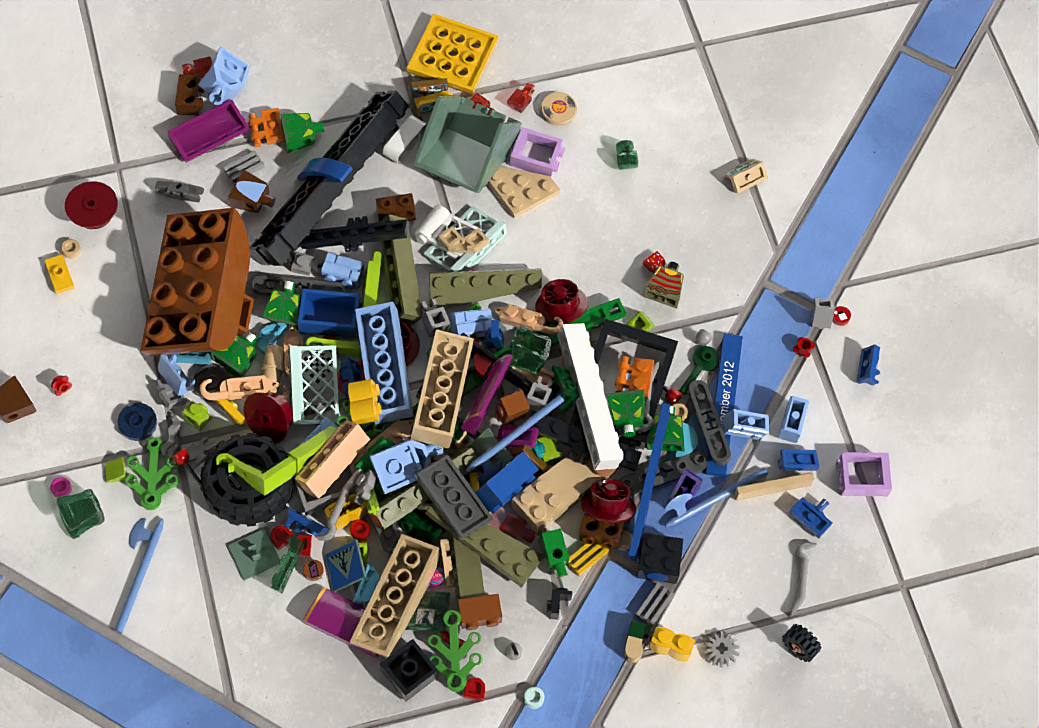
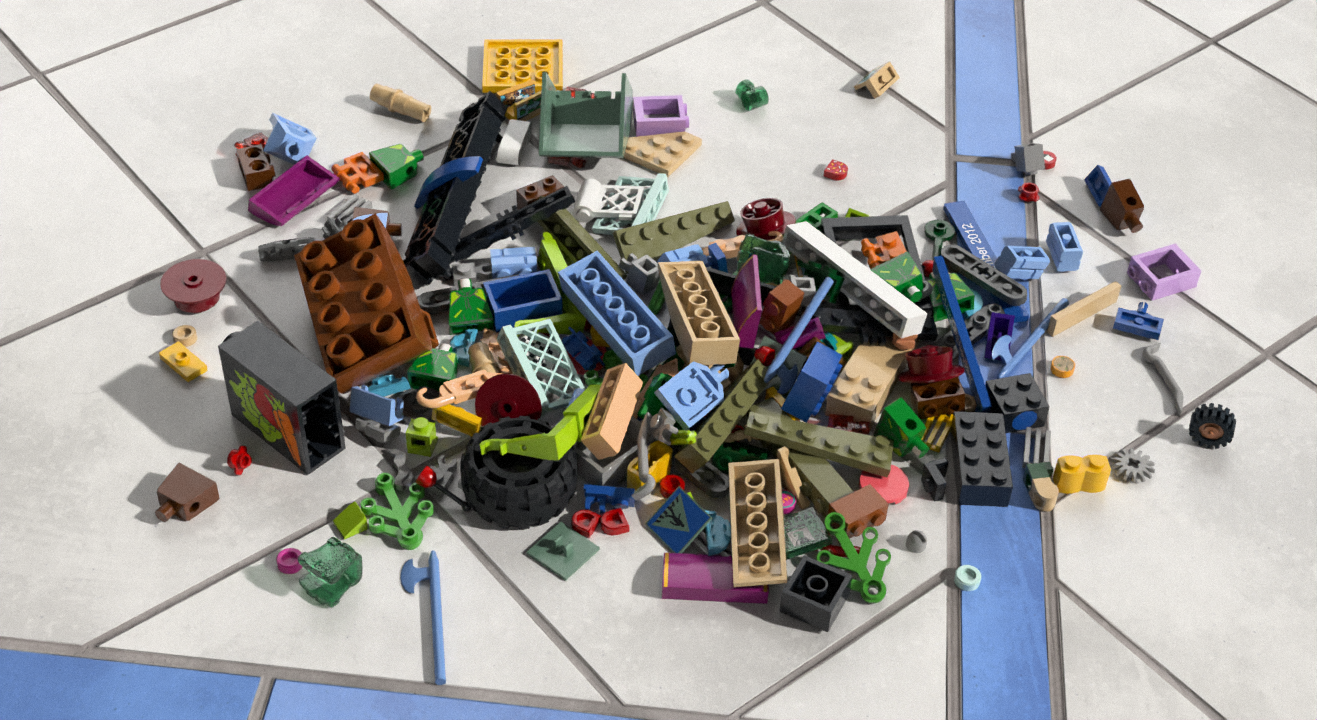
camera: 20 degrees left, 20 degrees down
(102, 349) = (282, 396): none -> black brick
(143, 421) = (353, 475): dark blue tile -> none
(222, 186) = (333, 226): none -> dark grey gear
(287, 564) = (611, 539): clear green plate -> none
(313, 570) = (642, 541): dark orange tile -> none
(330, 60) = (399, 102): none -> tan piece
(364, 401) = (619, 343): yellow brick -> none
(453, 497) = (769, 404): dark grey tile -> none
(469, 244) = (640, 198): tan tile -> none
(474, 689) = (898, 593): red tile -> none
(479, 444) = (764, 354): none -> red hinge
(481, 365) = (722, 288): red tile -> none
(516, 597) = (892, 488): none -> coral tile
(521, 99) = (613, 80): clear red plate -> none
(559, 108) = (658, 80): tan tile -> none
(602, 599) = (981, 459): none -> black brick
(665, 285) = (862, 183): torso -> none
(703, 337) = (926, 212): light grey hinge -> none
(723, 534) = (1062, 366): none -> tile
(798, 460) = (1090, 279): blue plate -> none
(870, 397) = (1123, 206): none -> reddish brown torso

